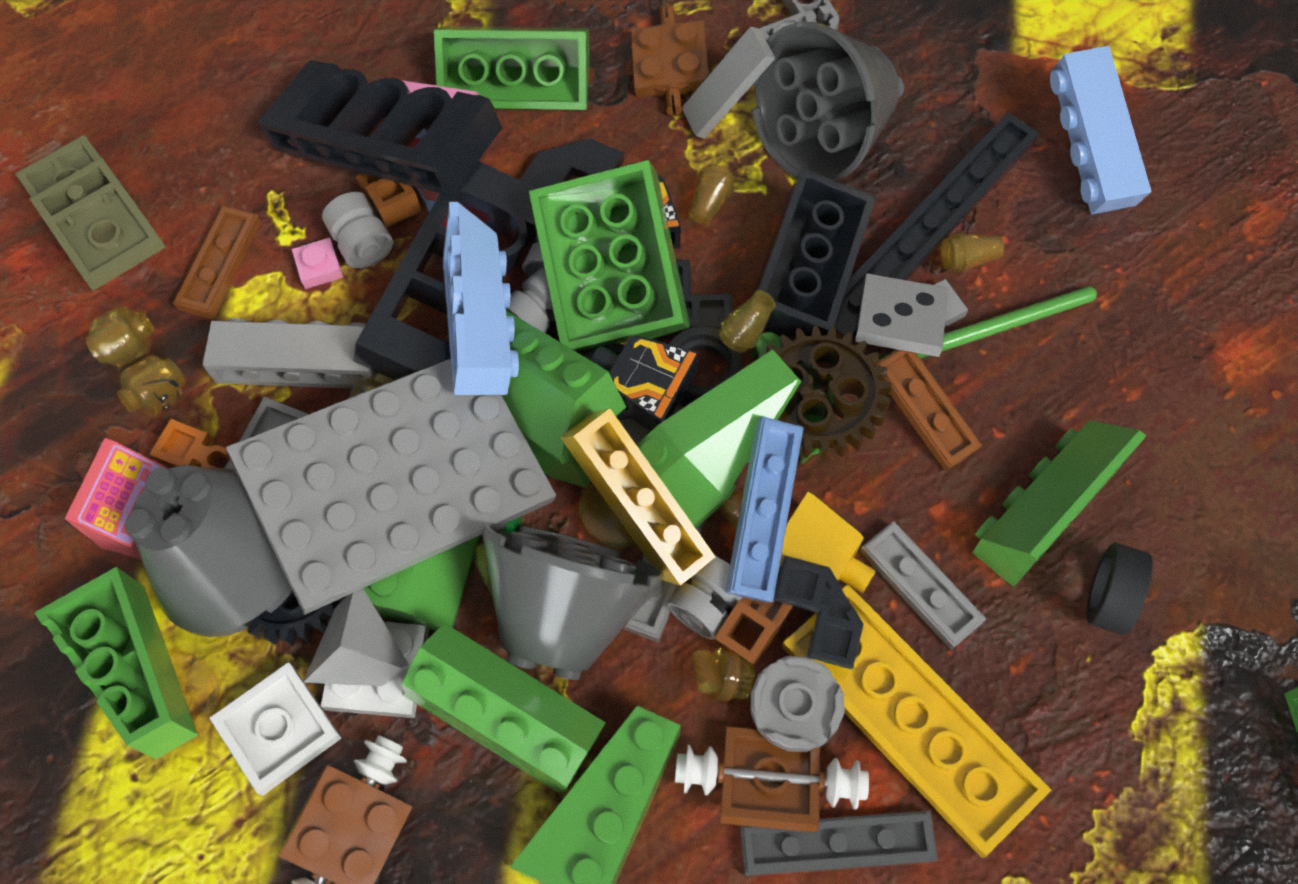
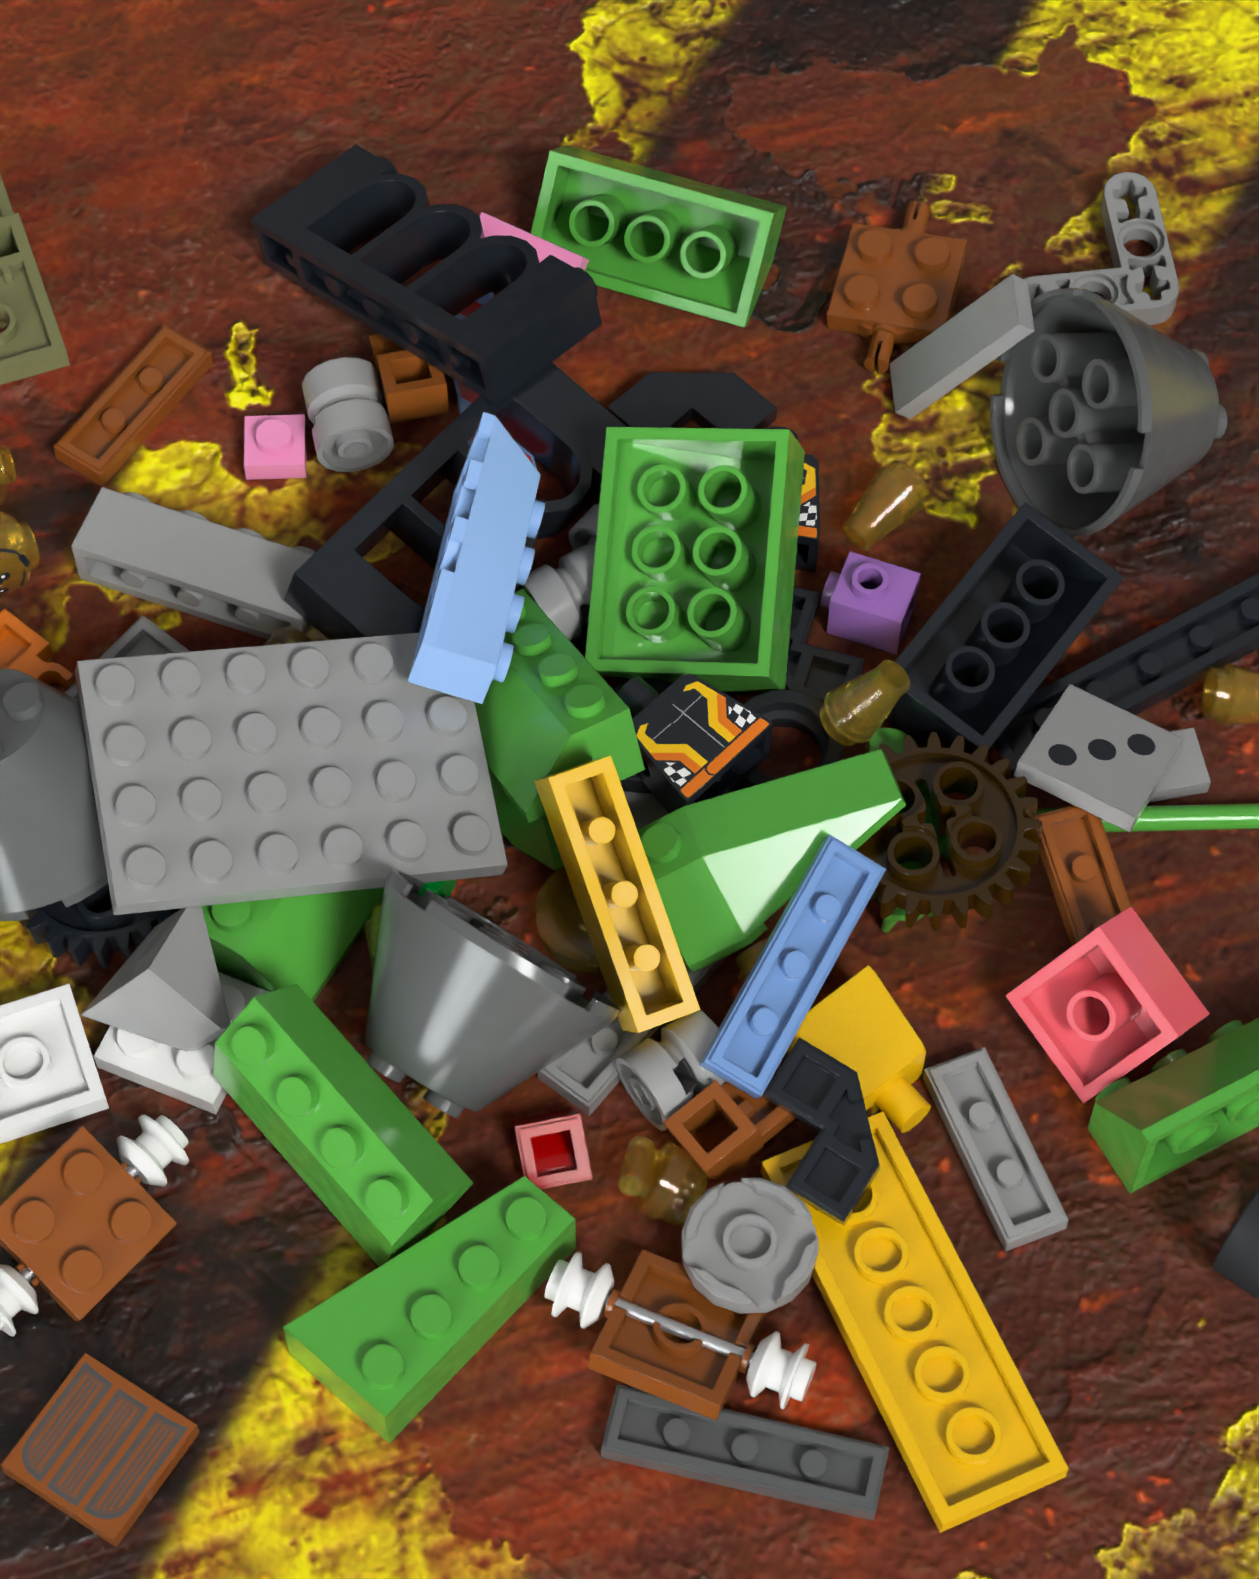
camera: 15 degrees right, 5 degrees down
(643, 673) = (552, 1148): none -> red slope
(723, 256) = (870, 602): none -> medium lavender brick
(964, 471) = (1107, 1004): none -> coral slope

